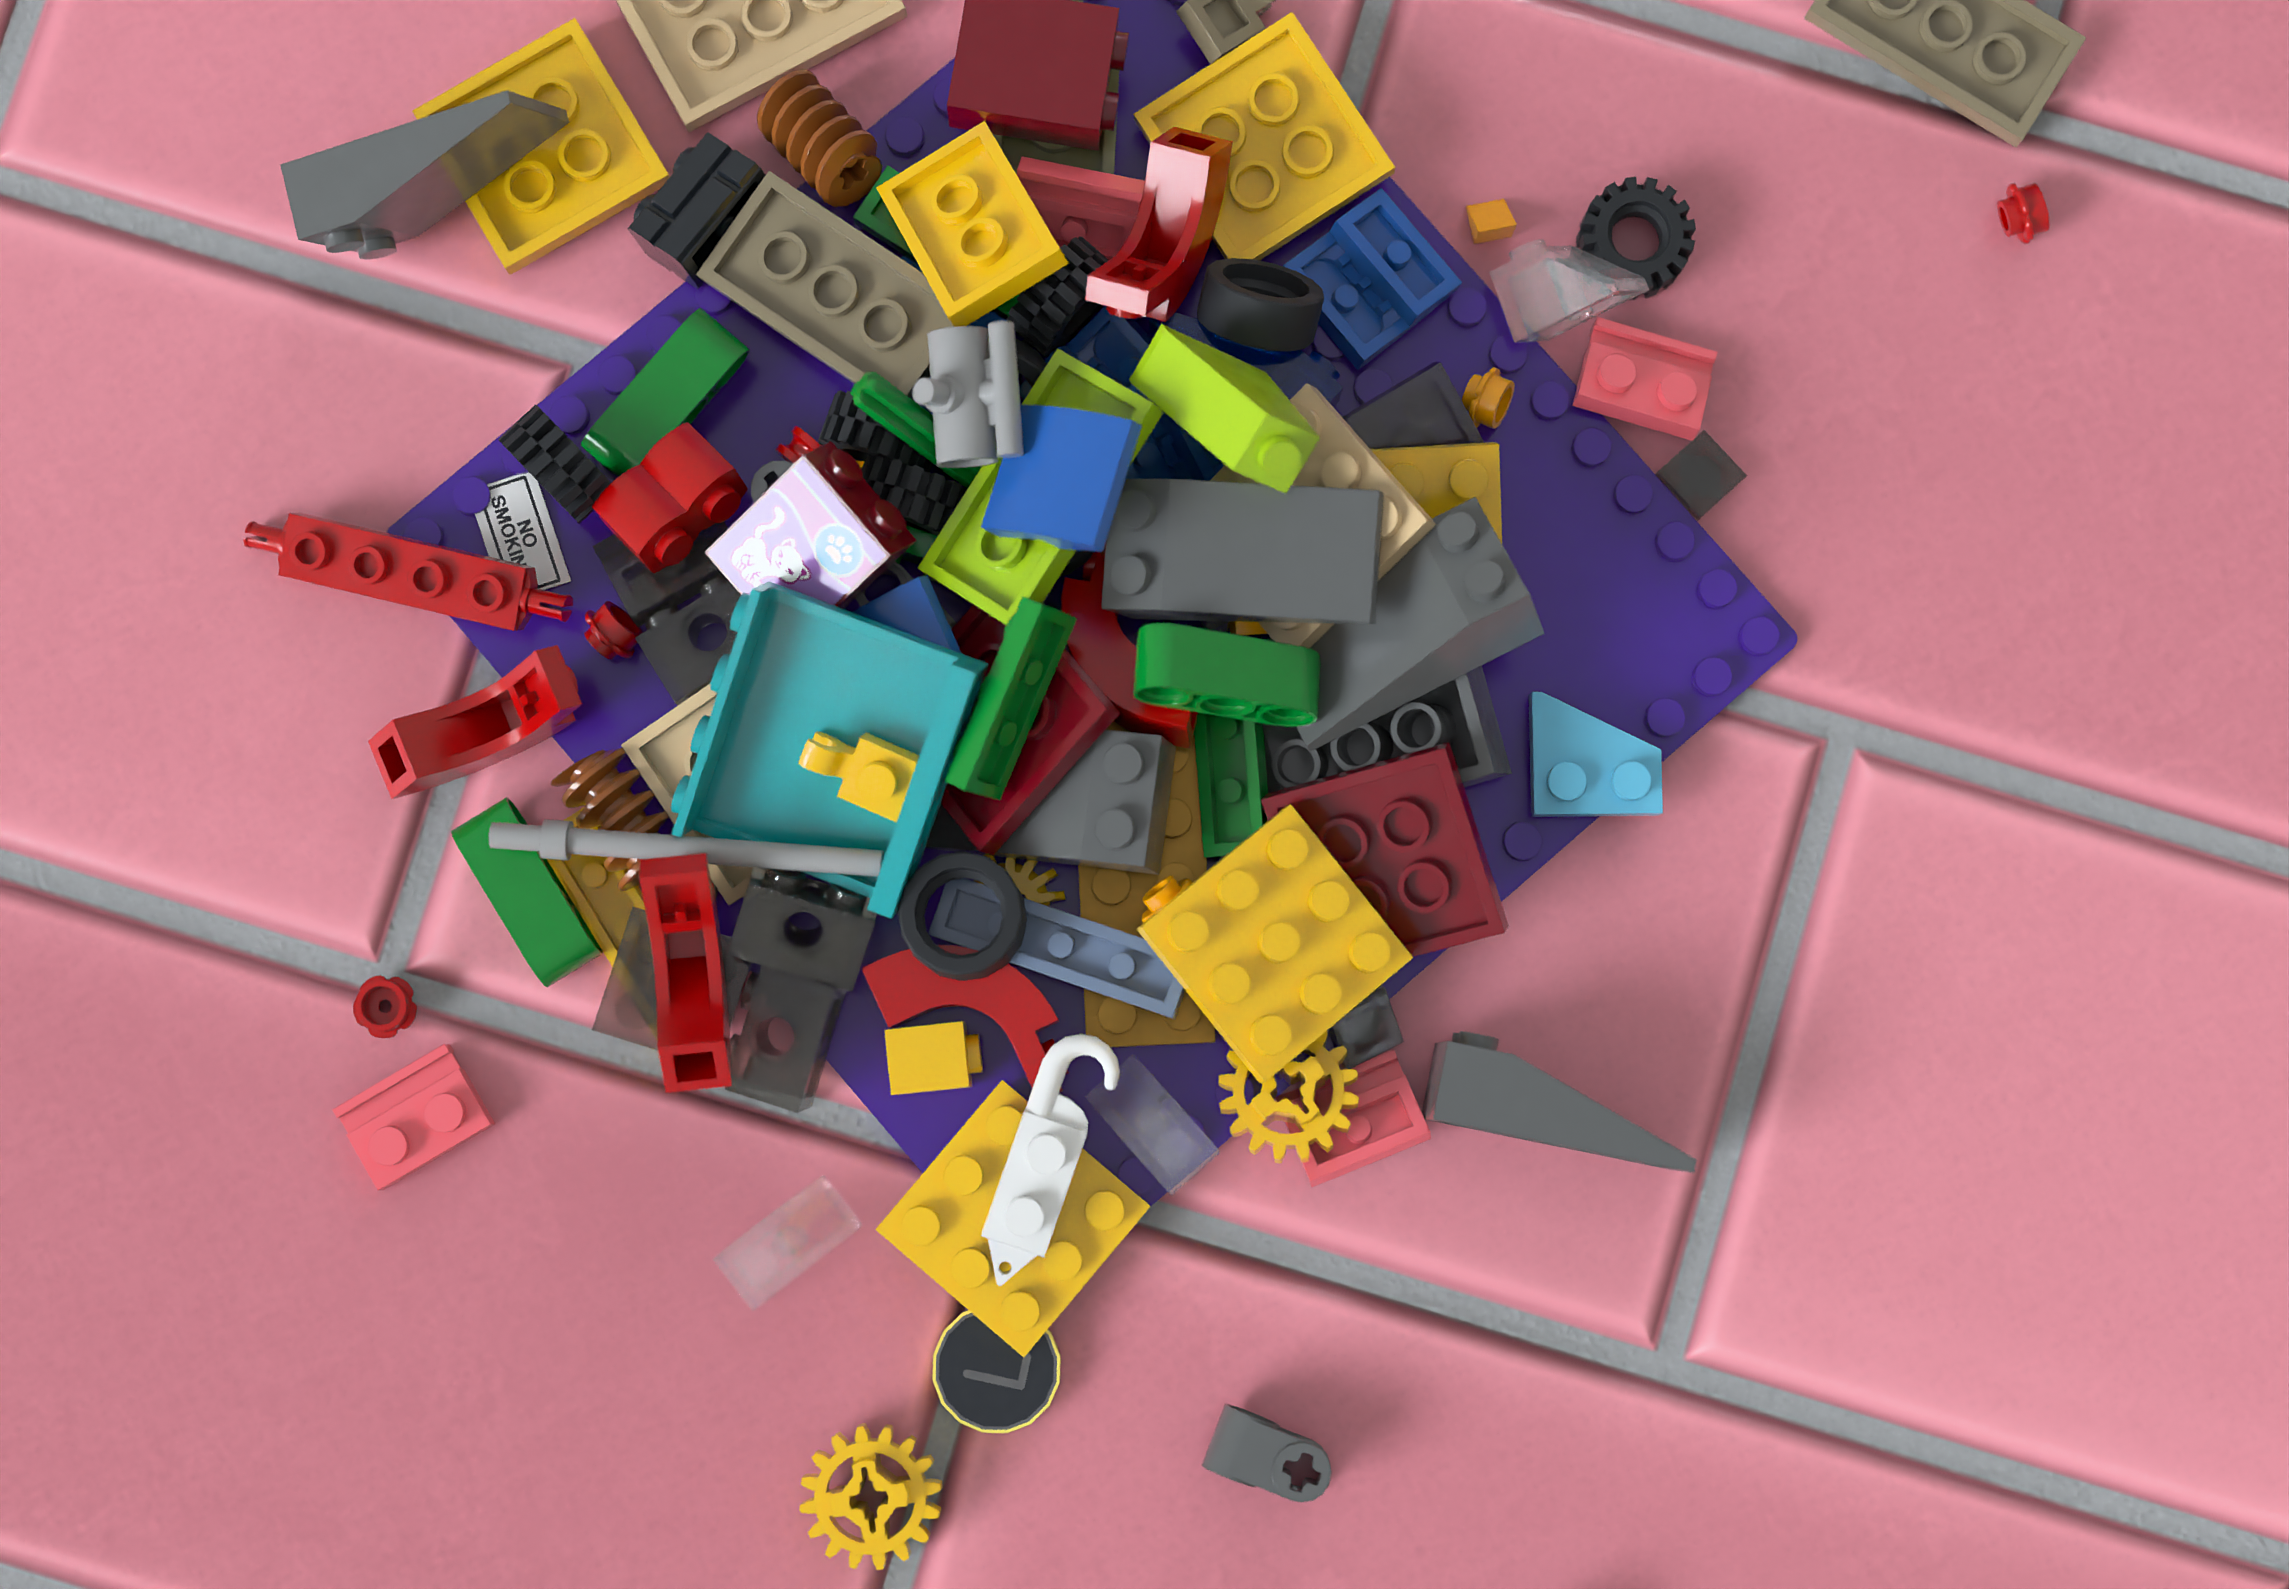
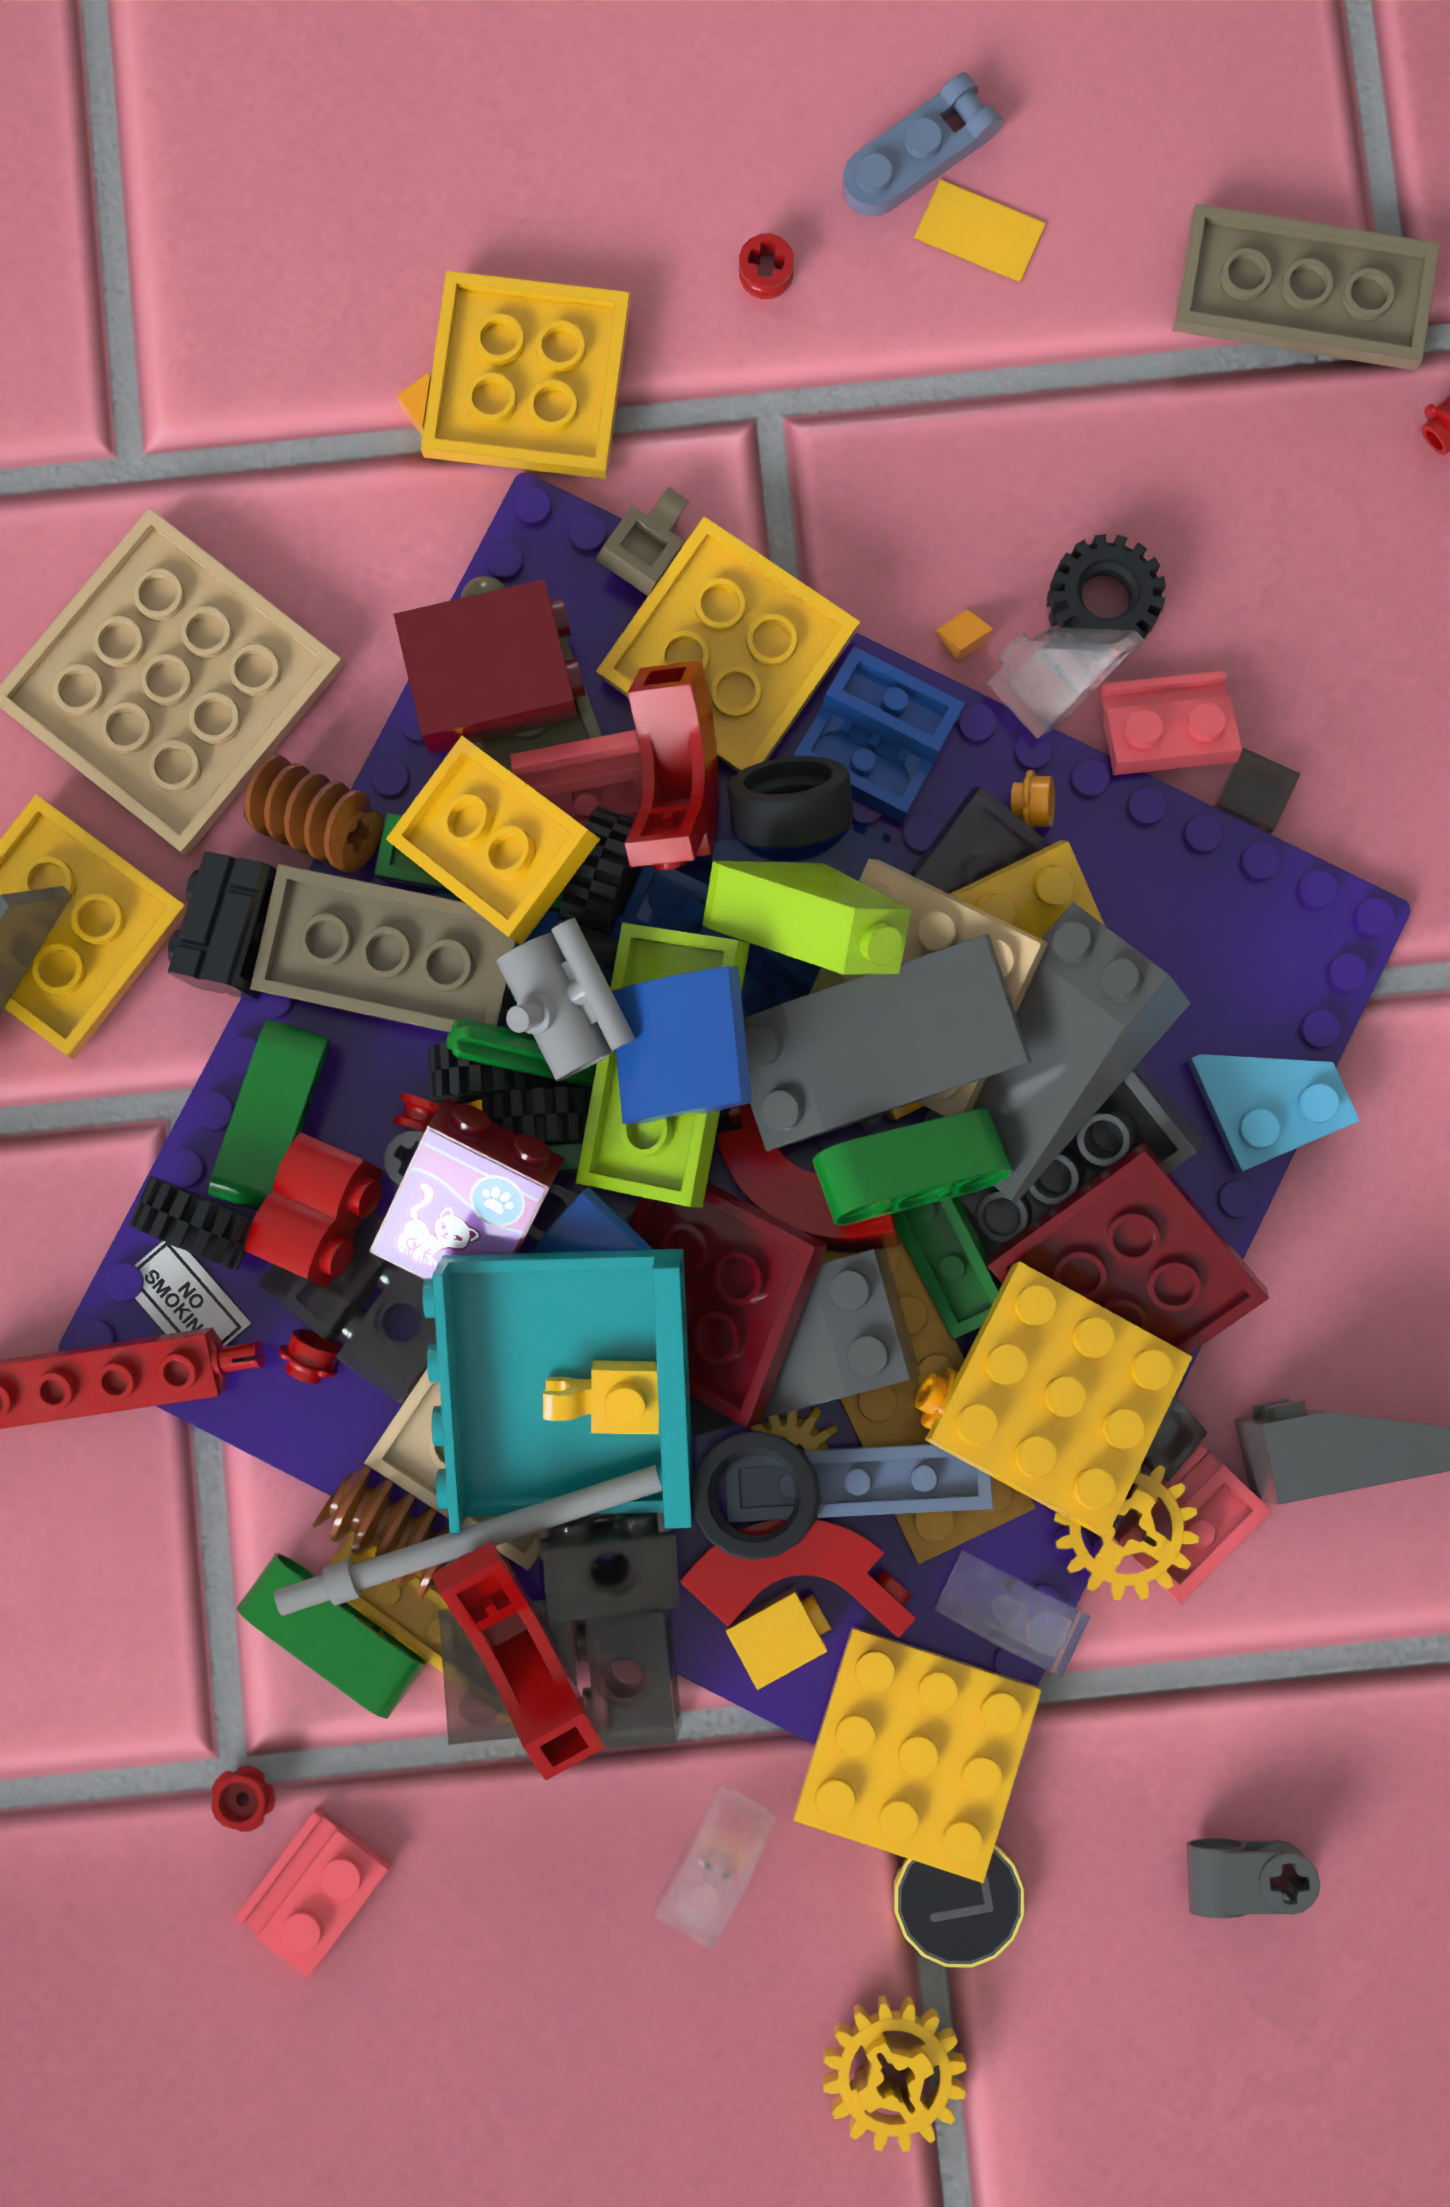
camera: 15 degrees left, 0 degrees up
(480, 728) = (221, 1501): red arch -> none
(1010, 698) = (718, 1274): green plate -> none
(1042, 1159) = (925, 1693): white plate -> none

